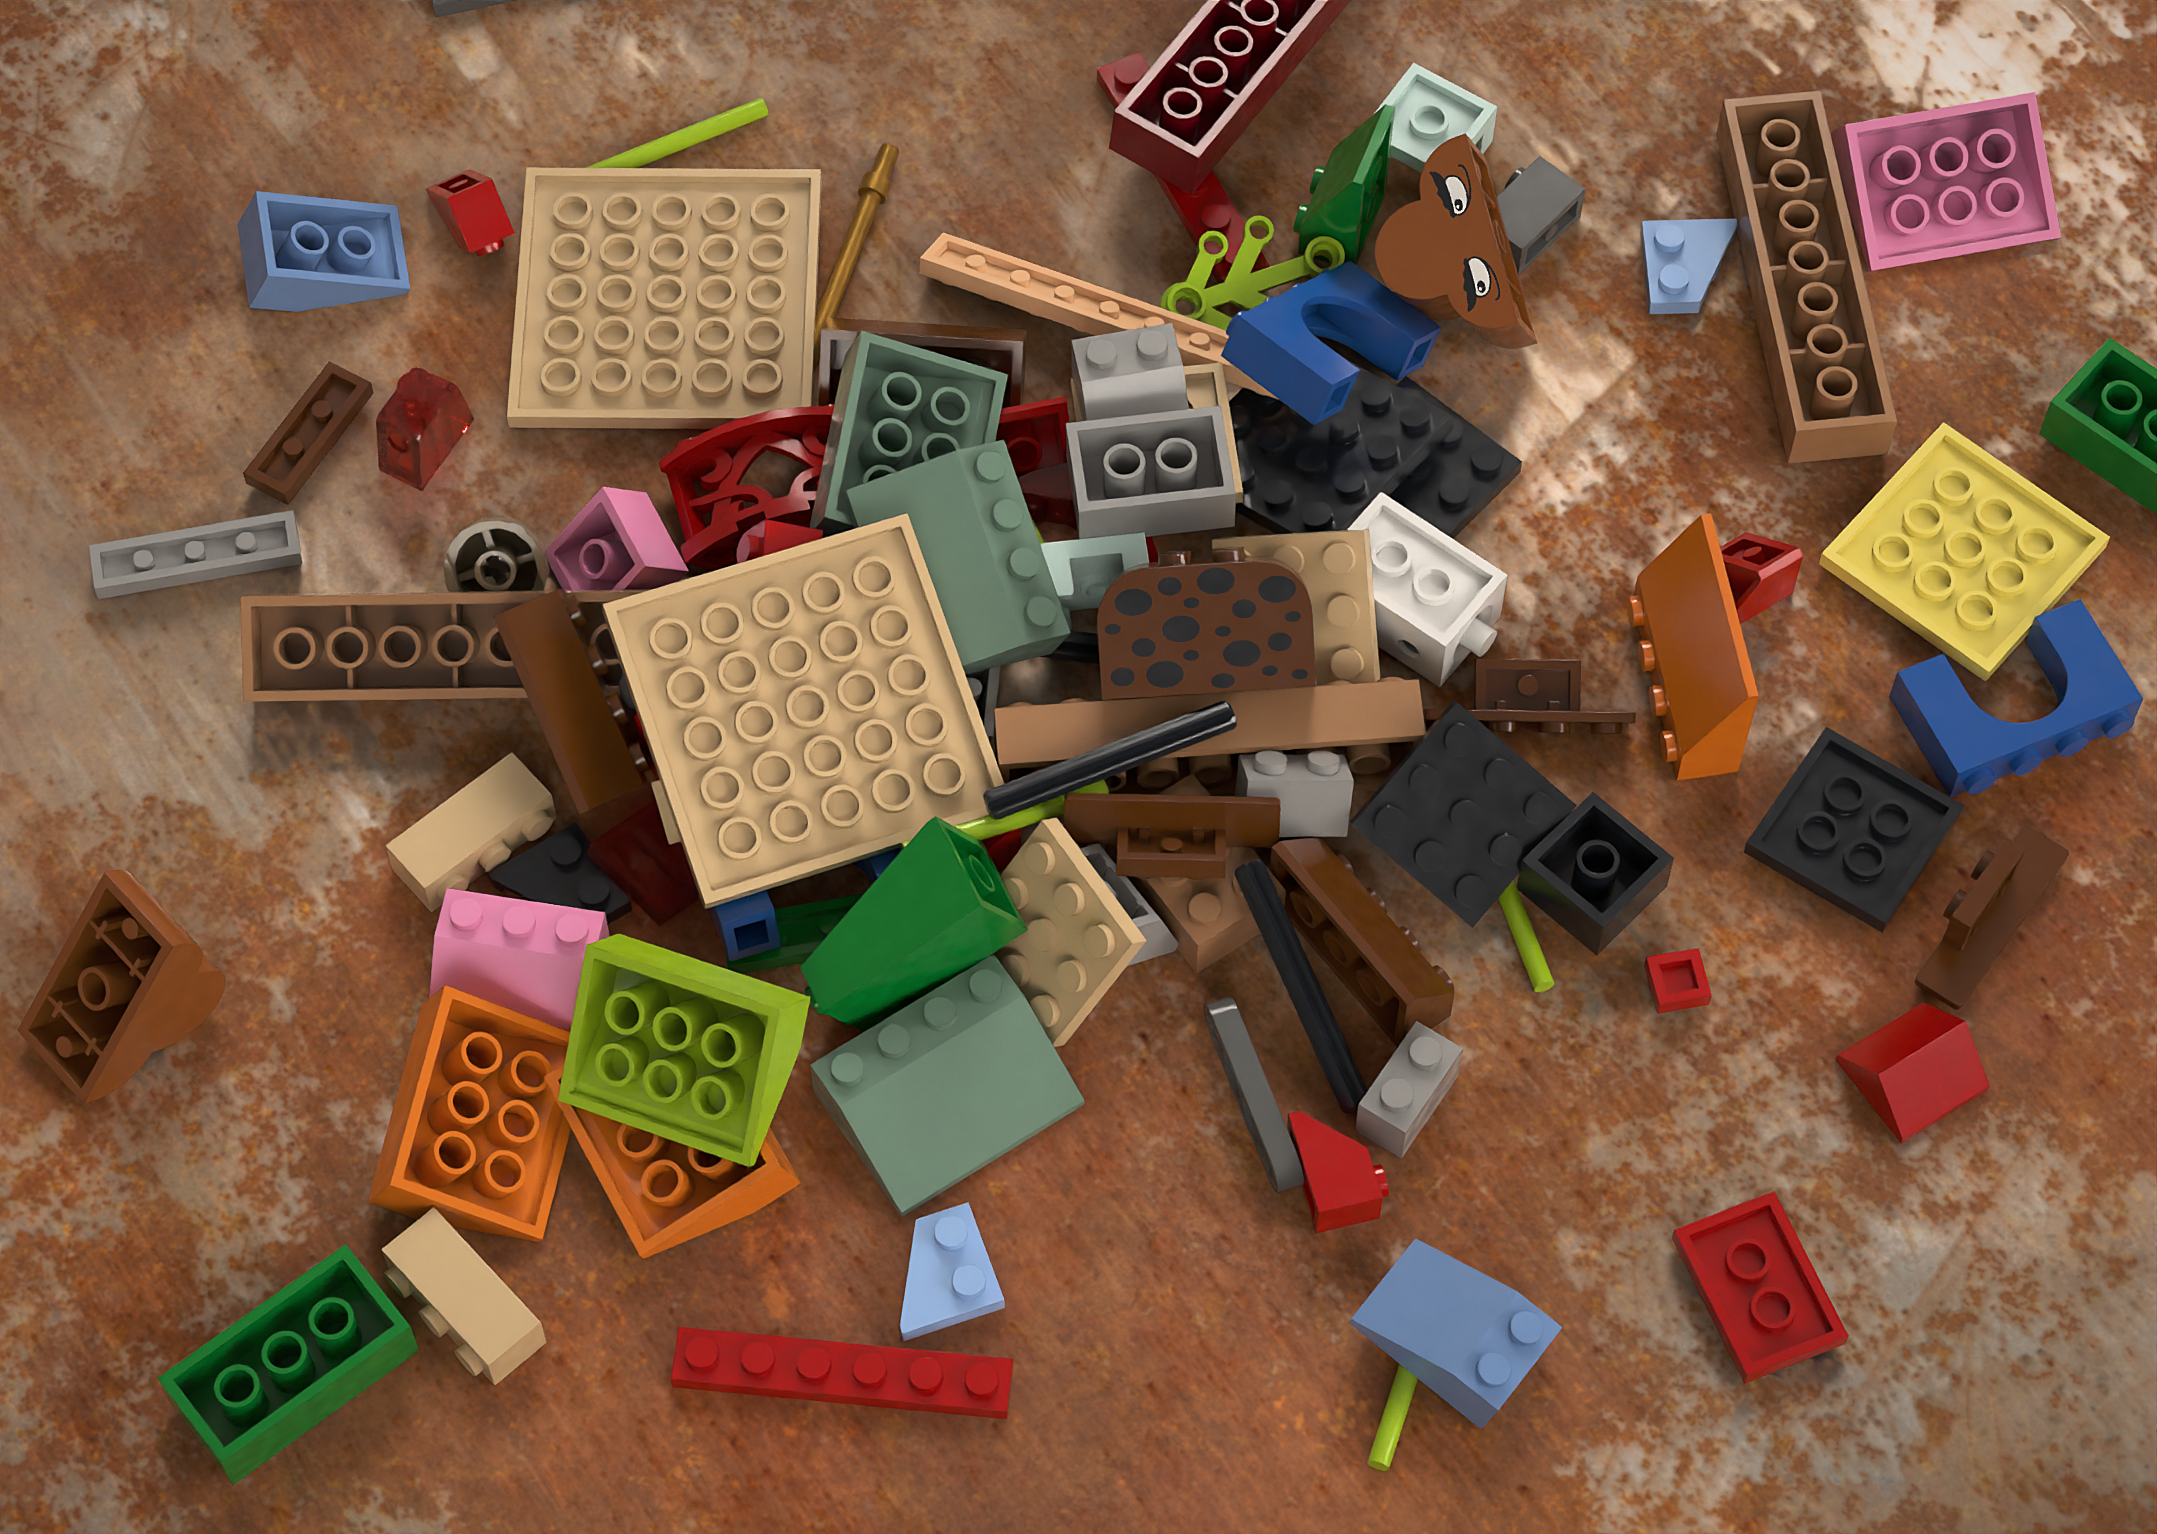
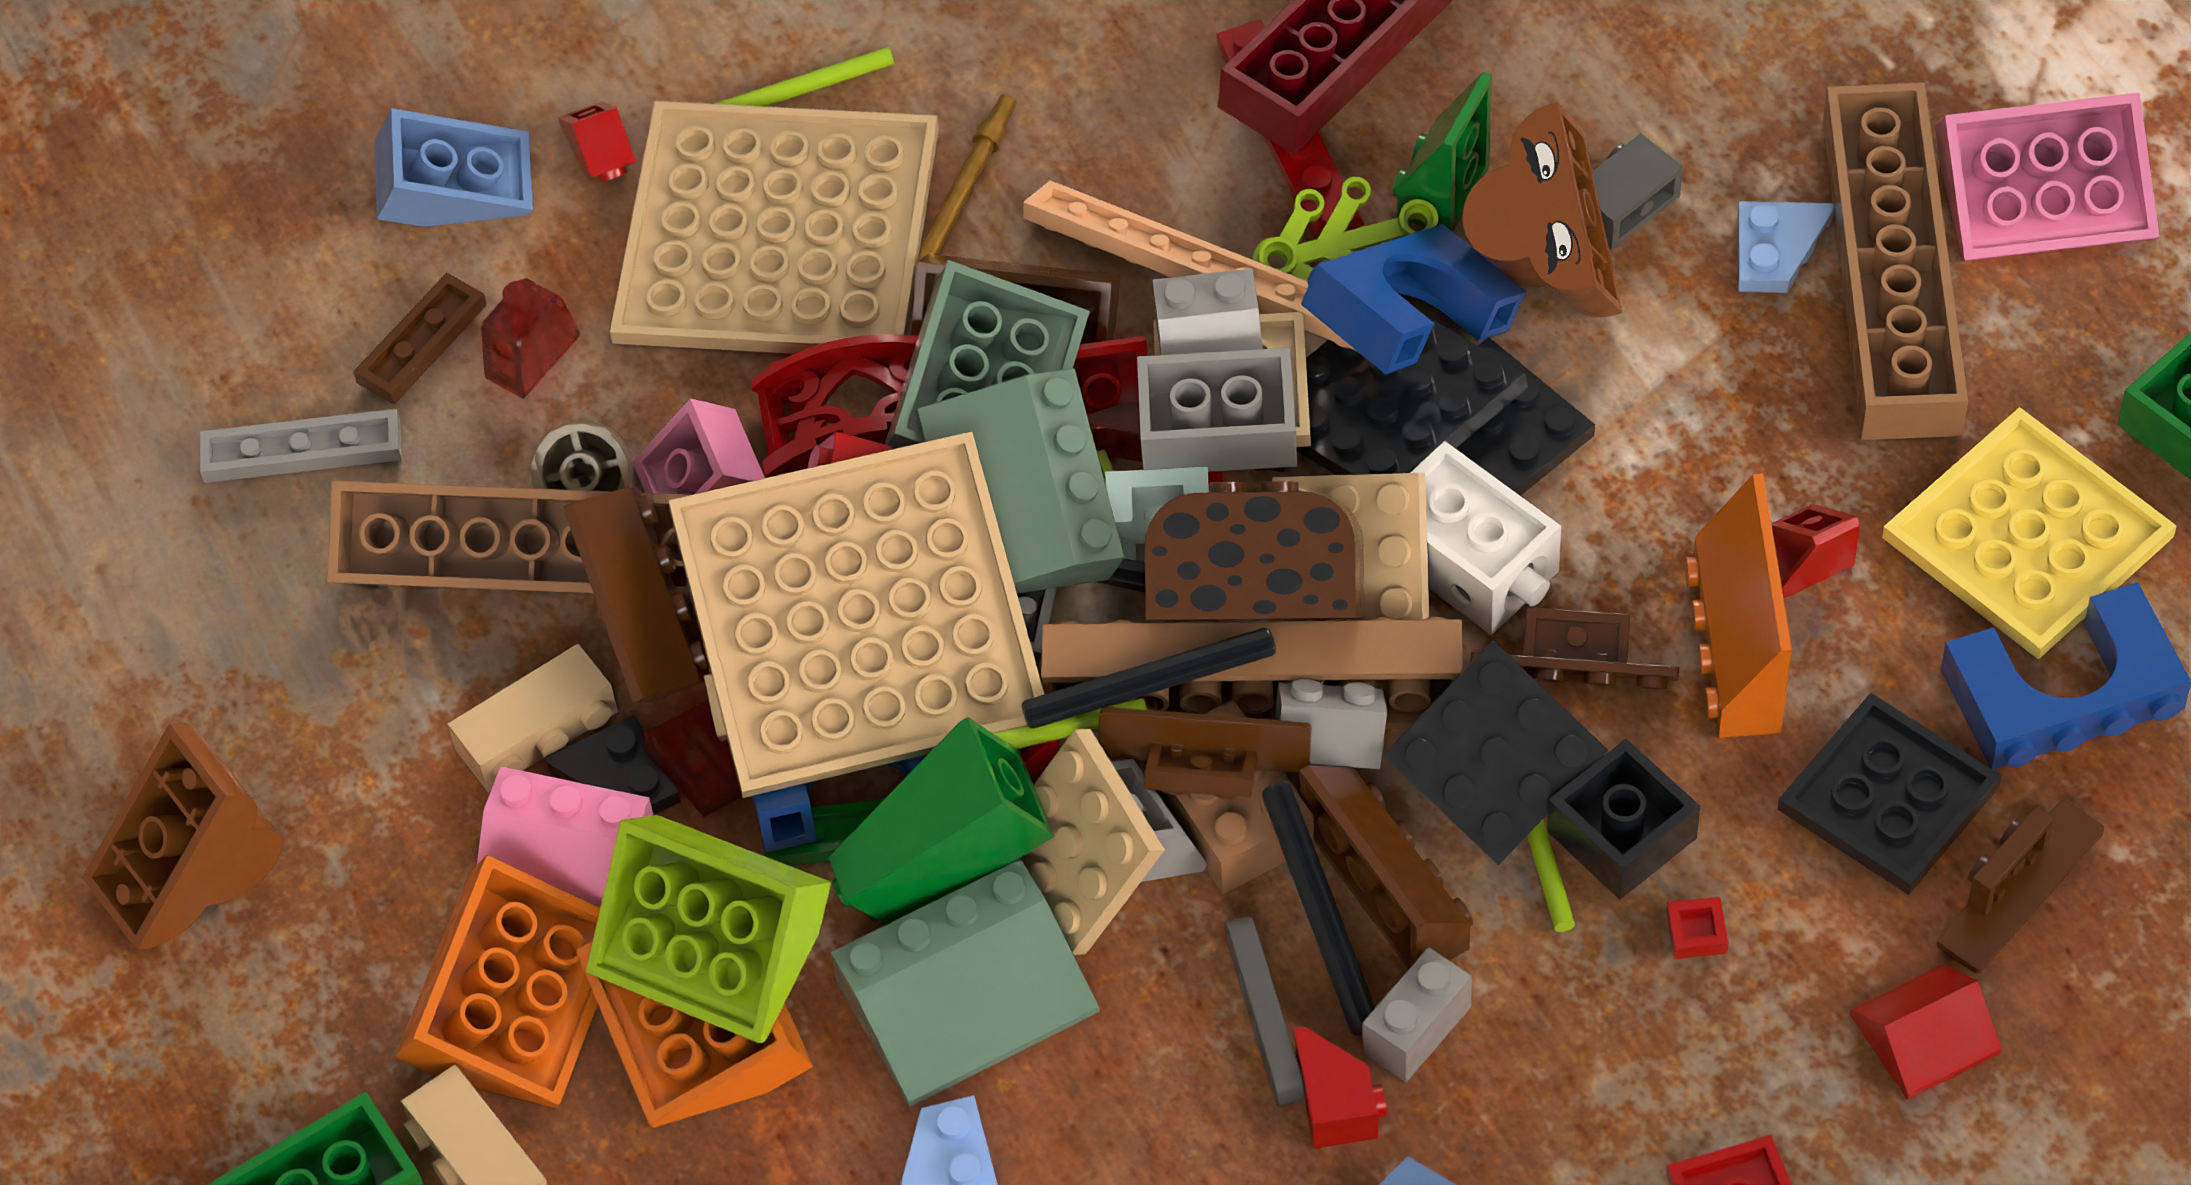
camera: 10 degrees right, 5 degrees down
(1432, 112) = (1535, 79): light aqua panel -> none

